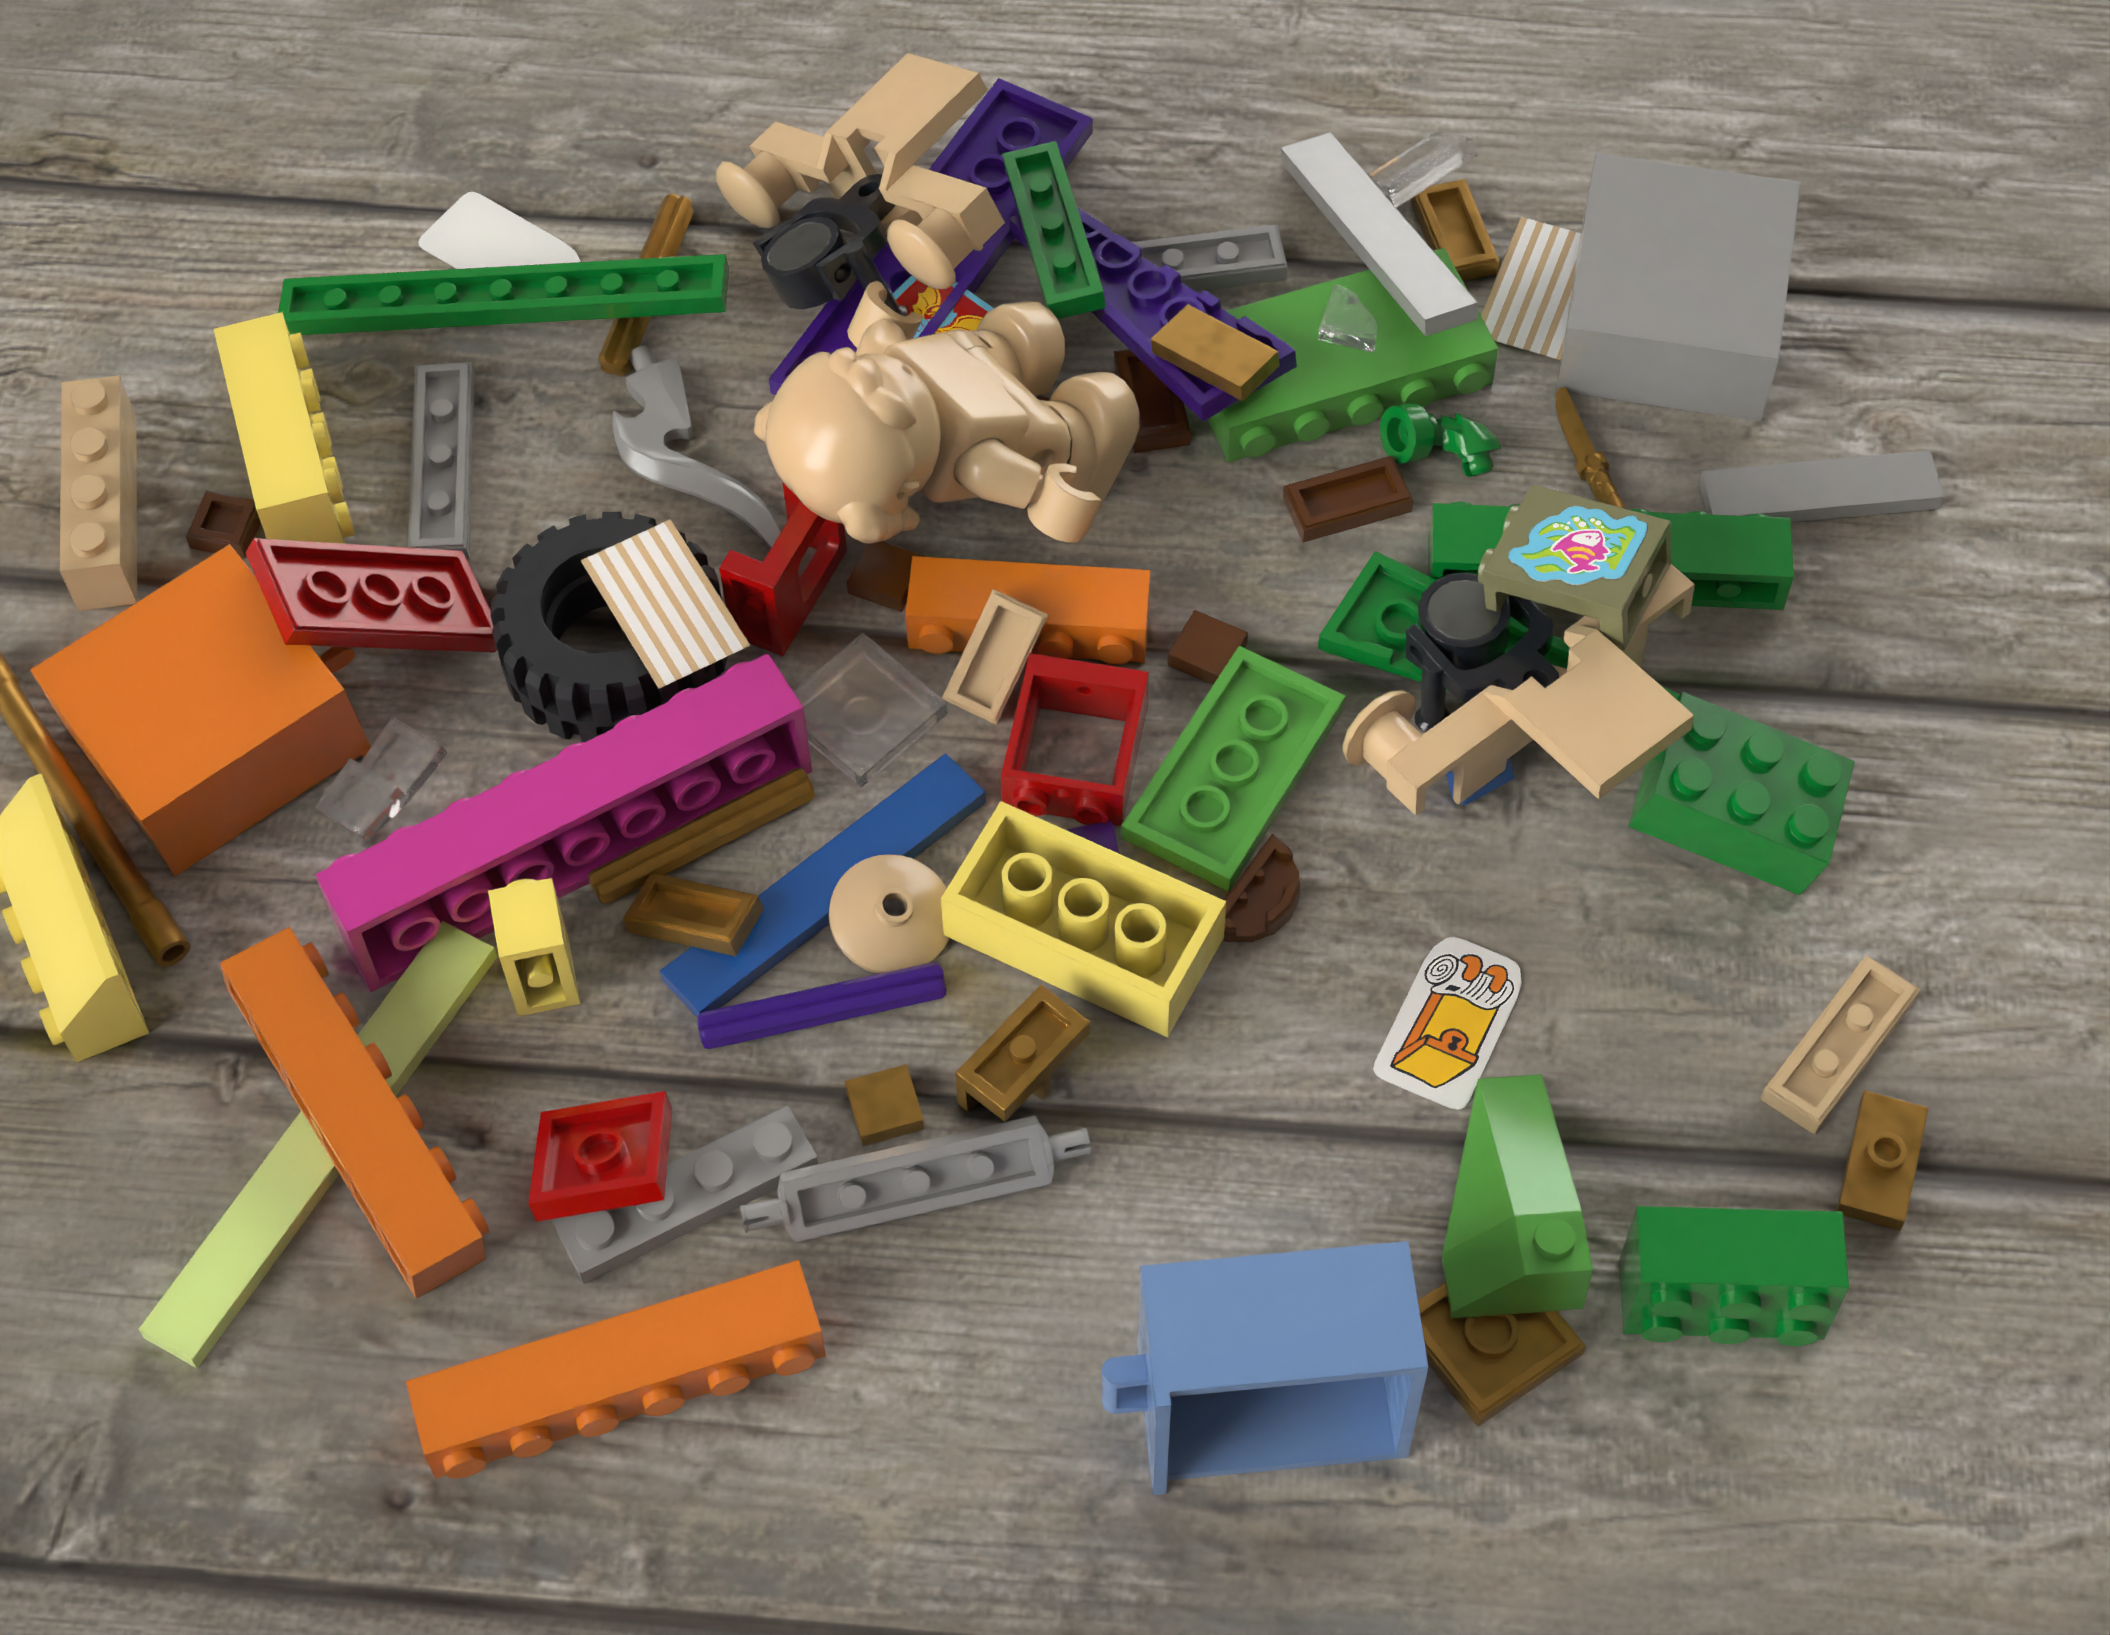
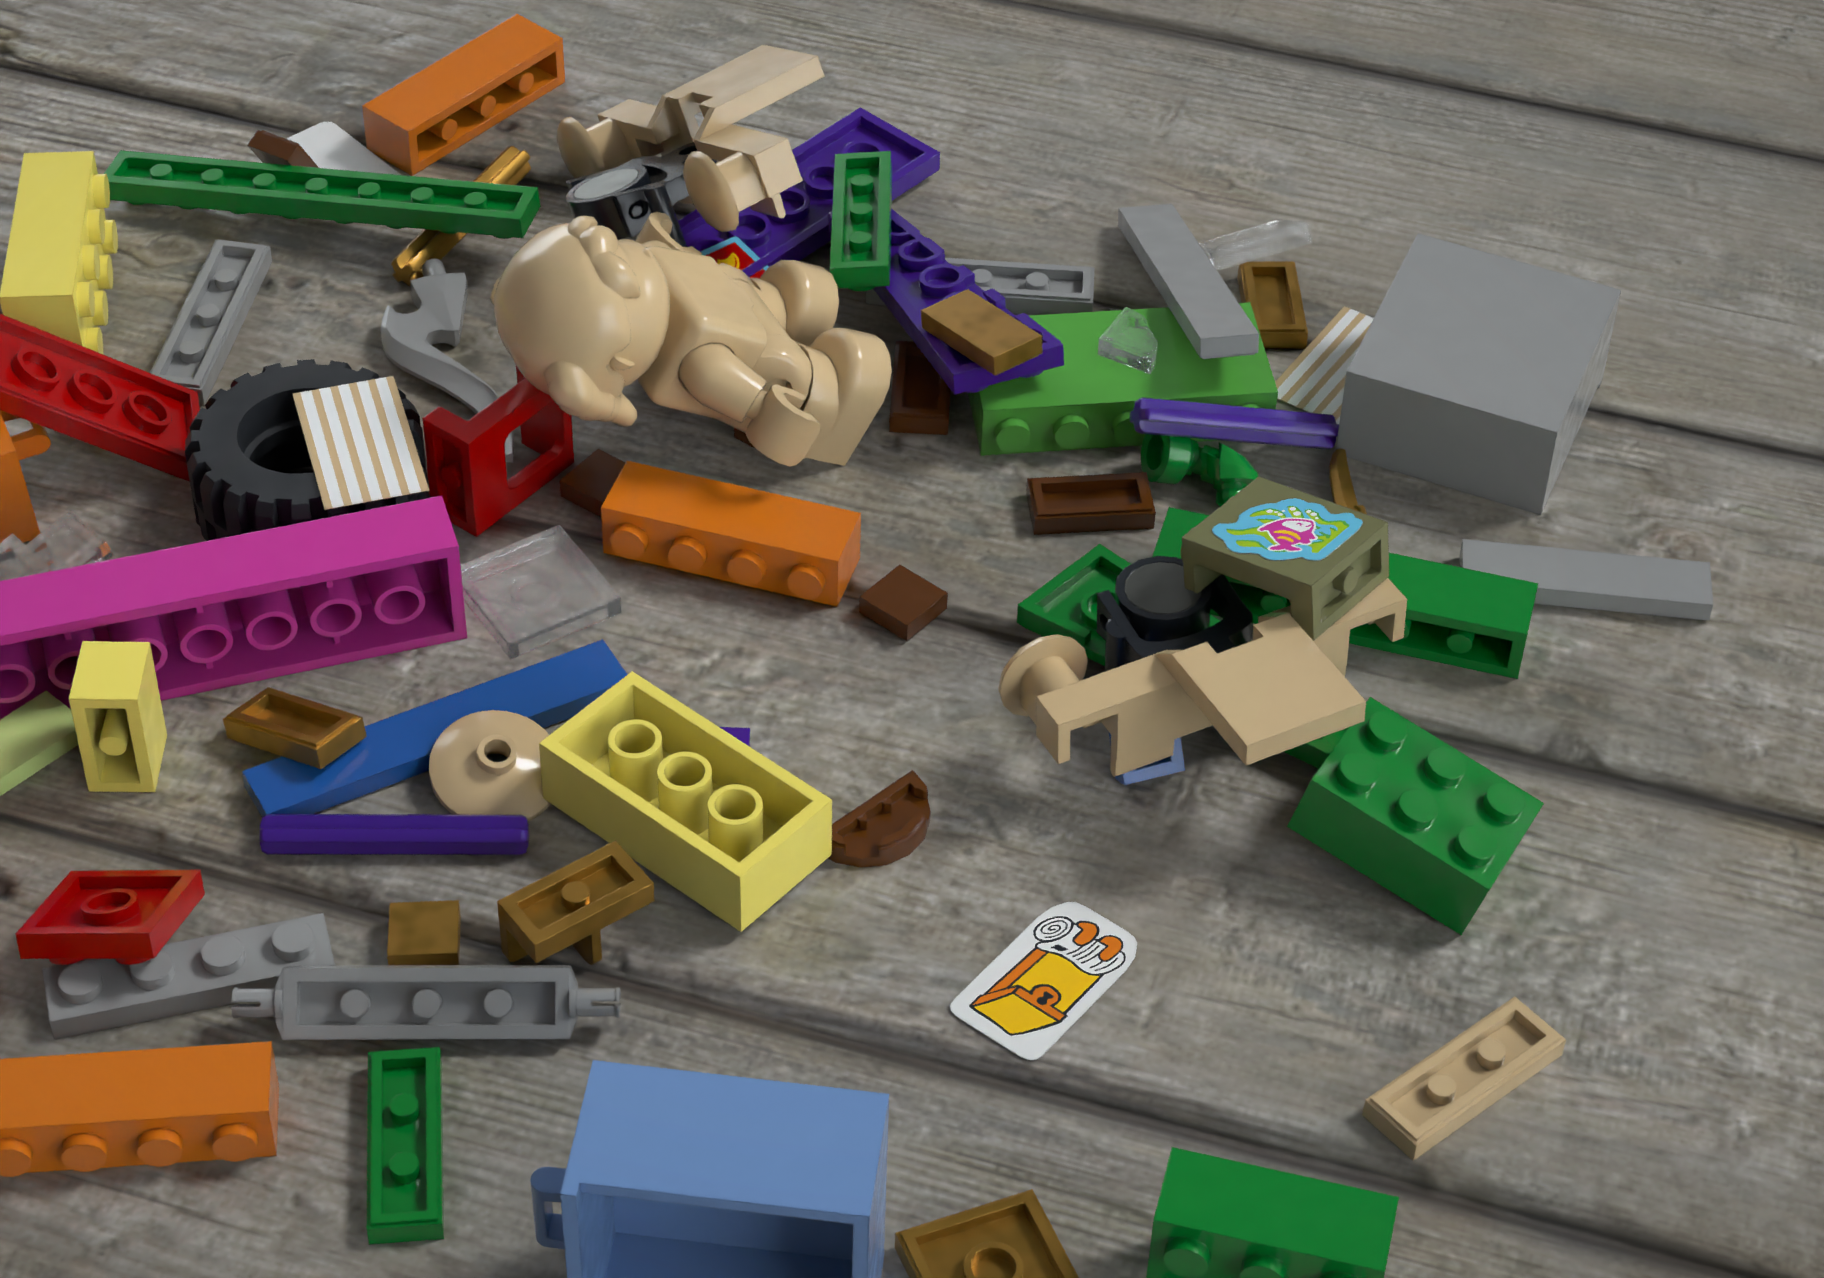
camera: 10 degrees right, 15 degrees down
(449, 254) = (278, 150): none -> reddish brown tile
(601, 138) = (463, 94): none -> orange brick
(701, 835) = (334, 665): pearl gold axle -> none
(939, 1322) = (405, 1146): none -> green tile
(995, 656) = (679, 560): tan tile -> none
(1083, 690) = (728, 599): red window -> none
(1233, 768) = (887, 706): bright green plate -> none
(1466, 392) = (1234, 423): none -> dark purple axle
(1515, 1213) = (1051, 1160): bright green wedge -> none
(1882, 1160) = (1478, 1195): pearl gold plate -> none

